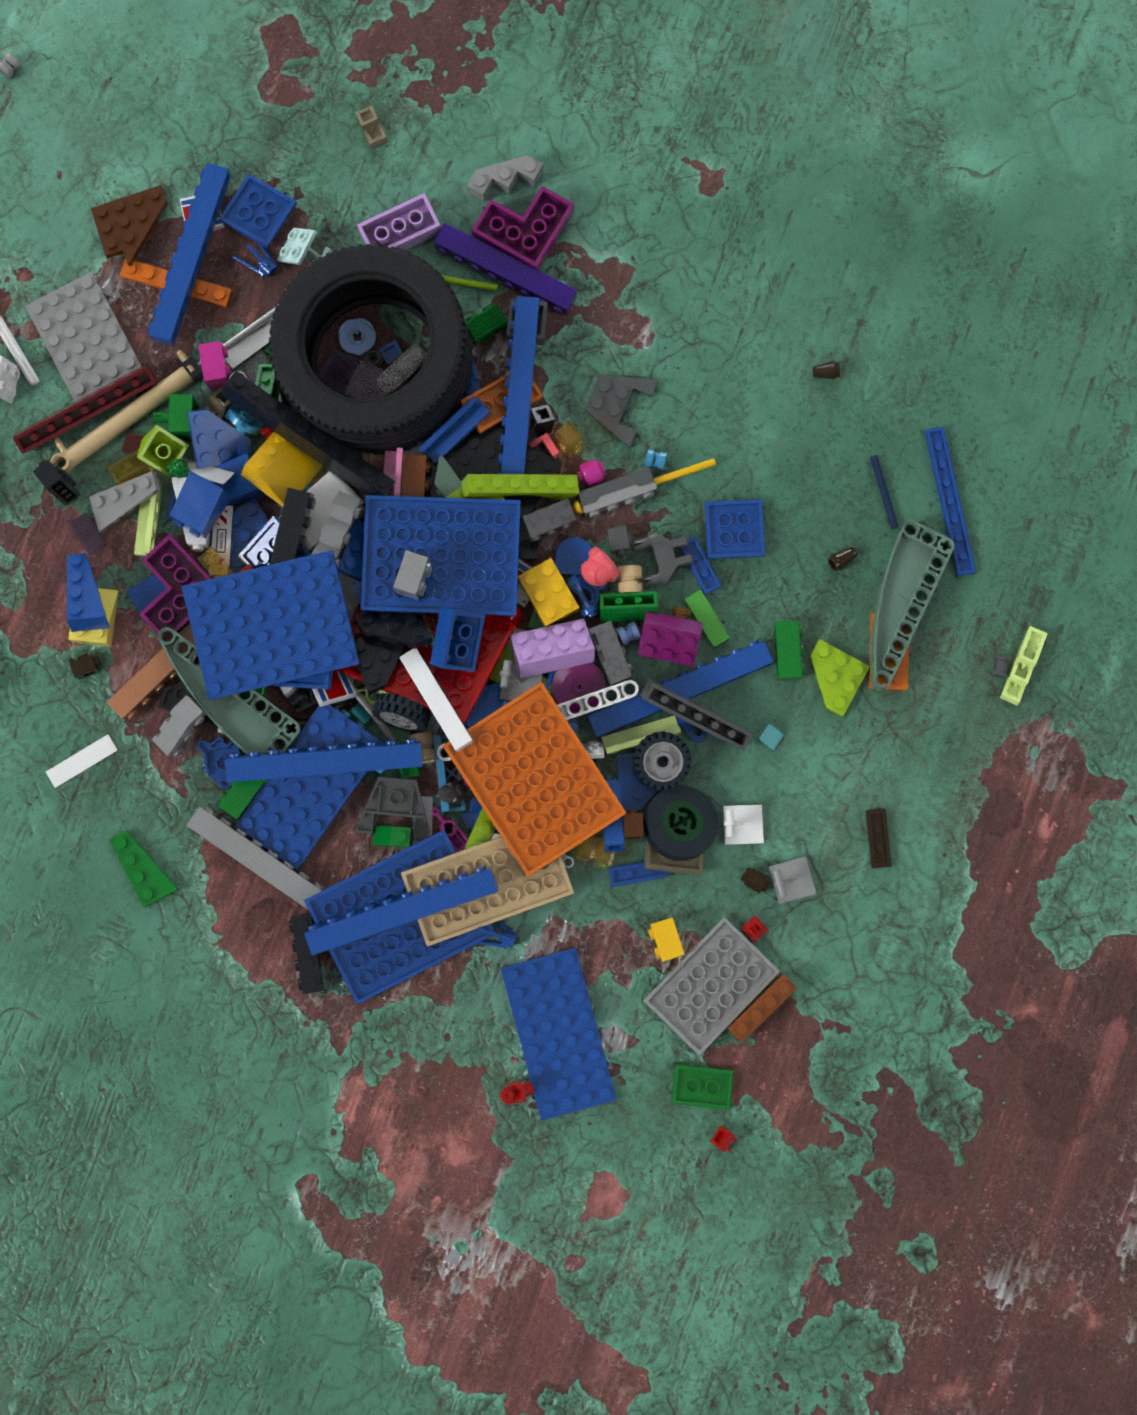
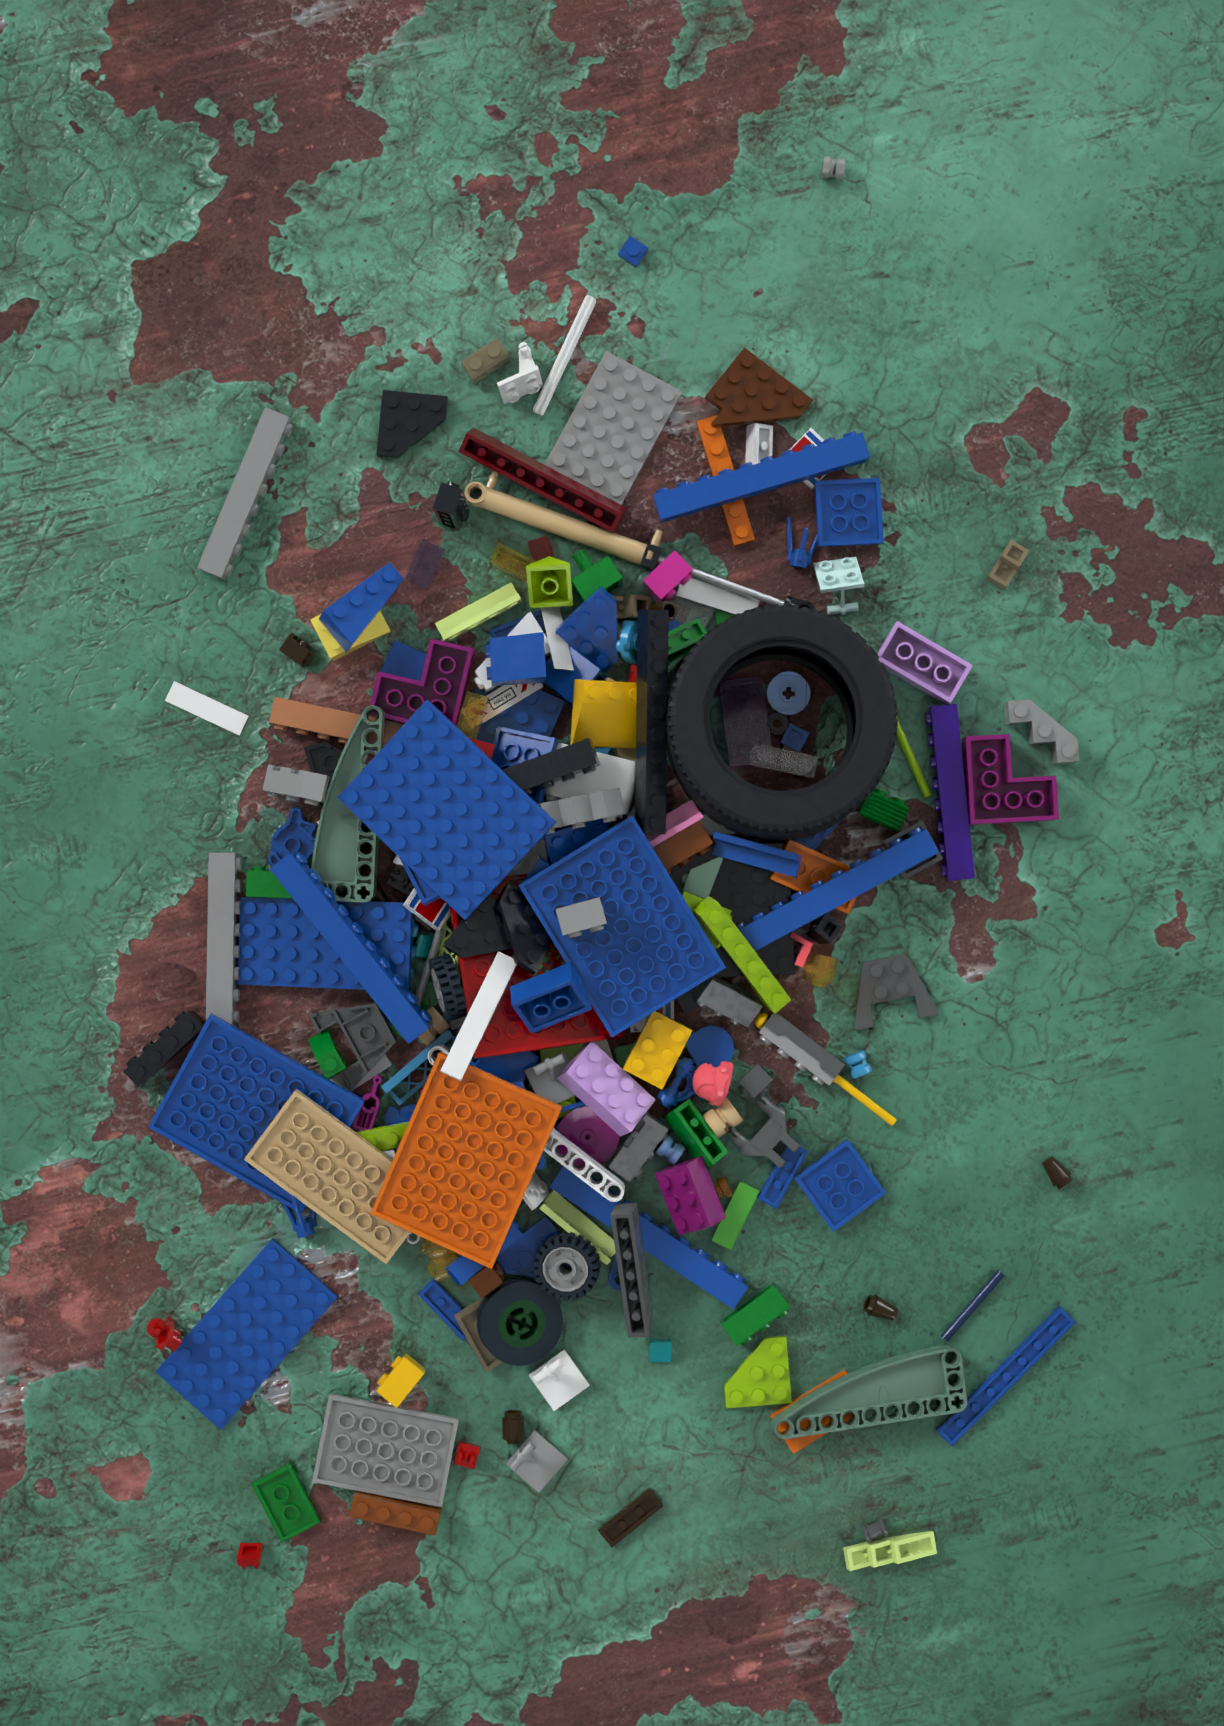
camera: 50 degrees right, 5 degrees up
(121, 499) = (470, 571): light grey wing -> none
(143, 872) = (139, 841): green wing -> none
(163, 241) = (758, 442): none -> white slope
(178, 468) = (543, 611): green plant -> none
(402, 910) = (259, 1116): blue brick -> none
(452, 792) = (405, 1084): dark grey plate -> none
(591, 472) = (804, 1010): dark pink head -> none

